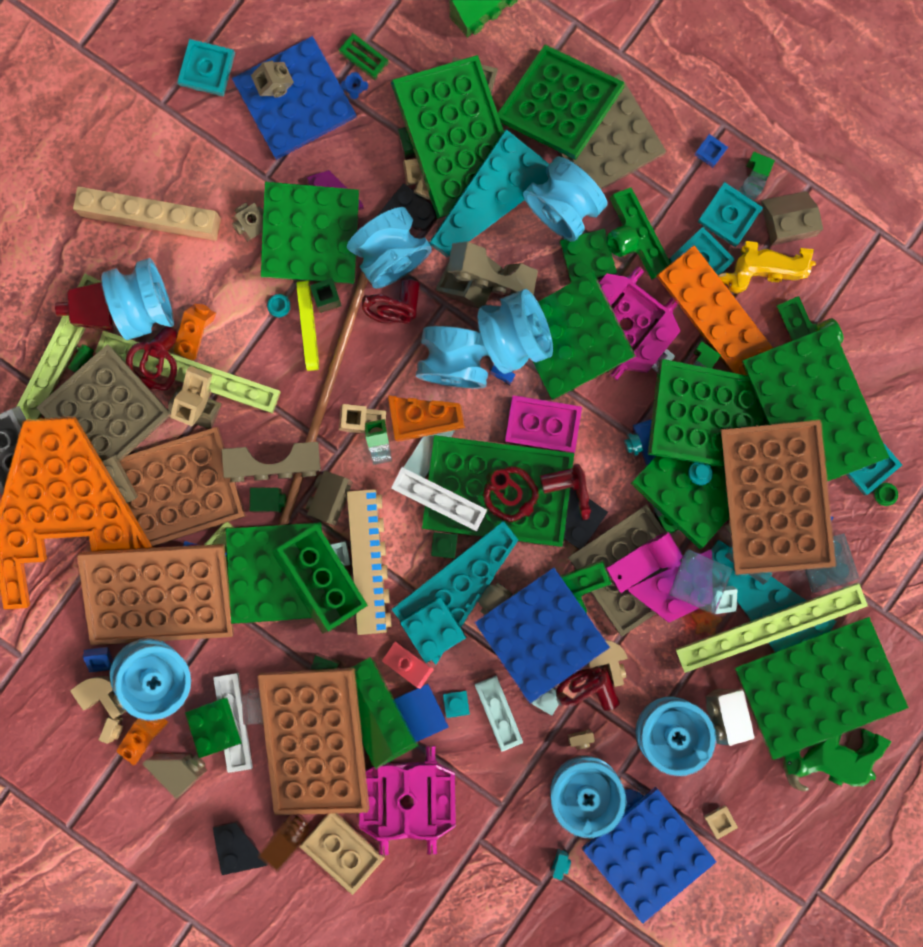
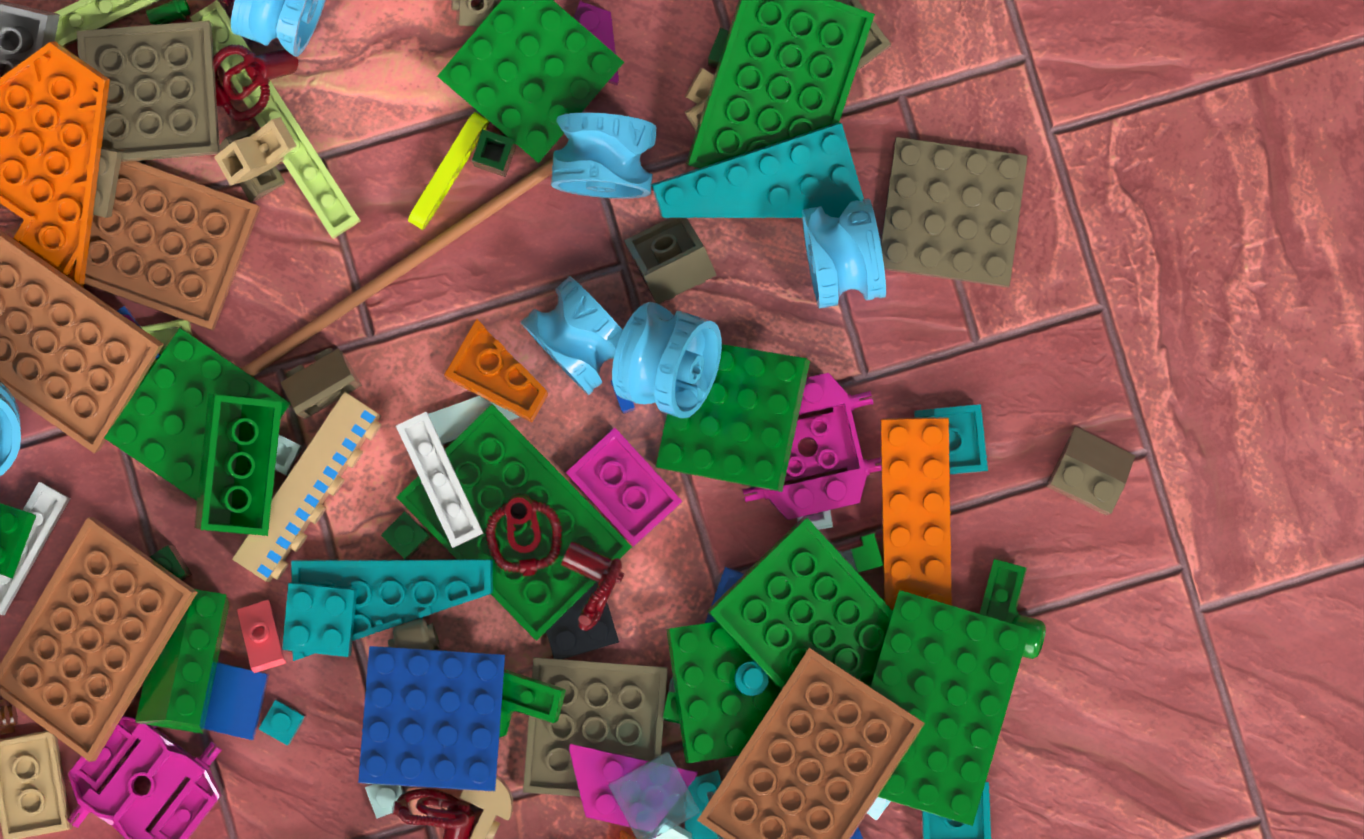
camera: 40 degrees right, 0 degrees up
(192, 330) = (316, 75): orange bracket -> none
(240, 463) = (253, 269): dark tan arch -> none
(252, 707) = (54, 548): clear brick -> none
(267, 500) = (250, 331): dark green brick -> none
(278, 305) = (434, 122): teal plate -> none
(354, 417) = (424, 324): tan brick -> none
(378, 442) = (422, 364): leg -> none
(406, 305) = (564, 238): dark red piece -> none
(418, 208) = (673, 129): black wing -> none
(471, 263) = (677, 246): dark tan arch -> none
(498, 713) = (320, 770): light aqua tile -> none
(560, 101) = (930, 137): green plate -> none
(588, 255) = (826, 337): green plate -> none
(633, 444) = (706, 588): teal plate -> none
(636, 234) = (899, 354): green plate -> none
(645, 560) = (612, 727): dark pink door -> none
(711, 150) = (1061, 325): blue plate -> none
(730, 214) = (1024, 414): teal plate -> none
(757, 178) = (1077, 402): leg -> none
(767, 264) = (1020, 503): yellow animal -> none

